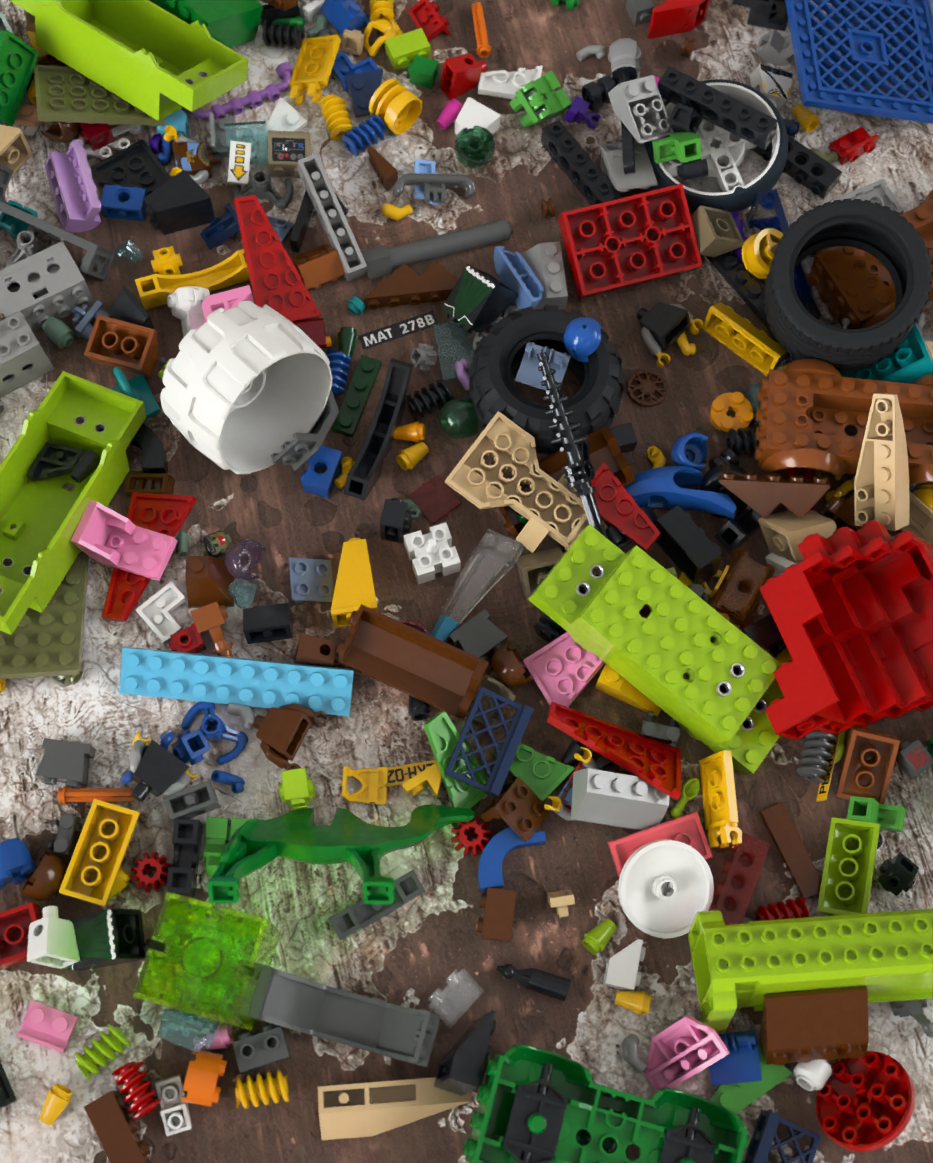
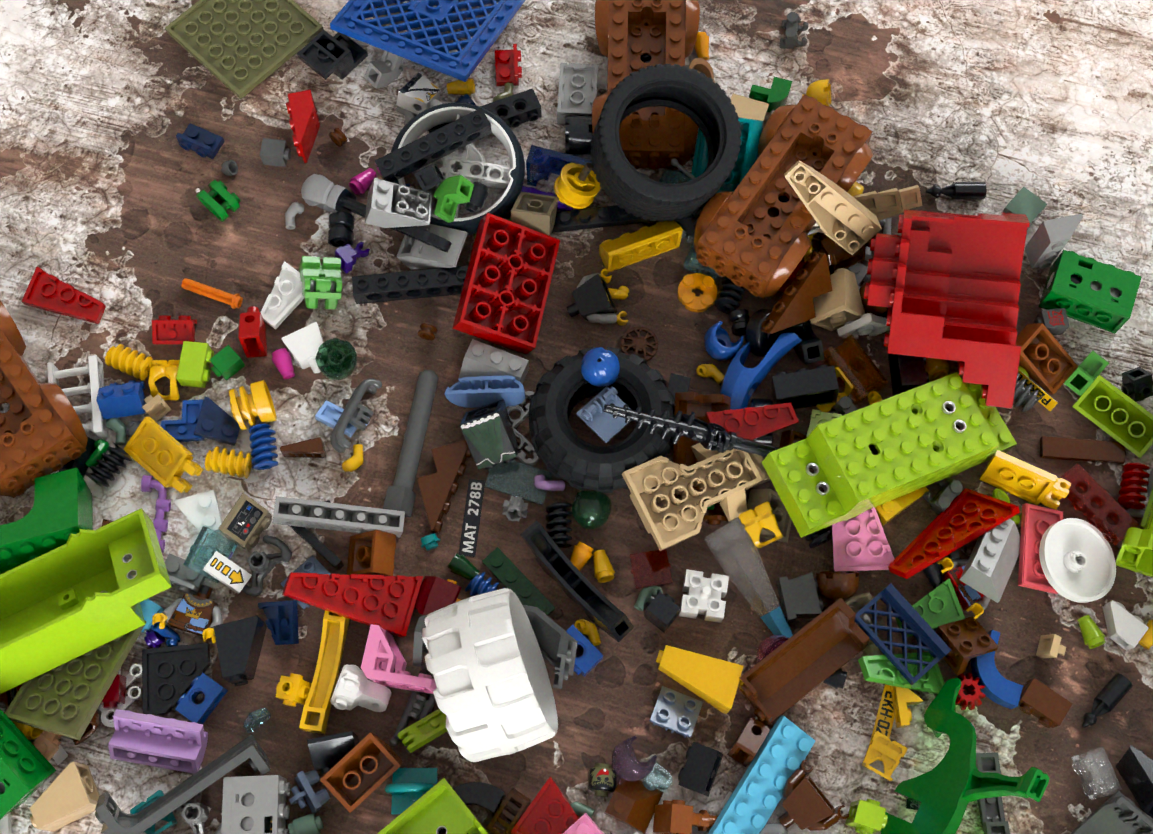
camera: 60 degrees left, 0 degrees up
(527, 558) = (760, 518): none -> yellow piece

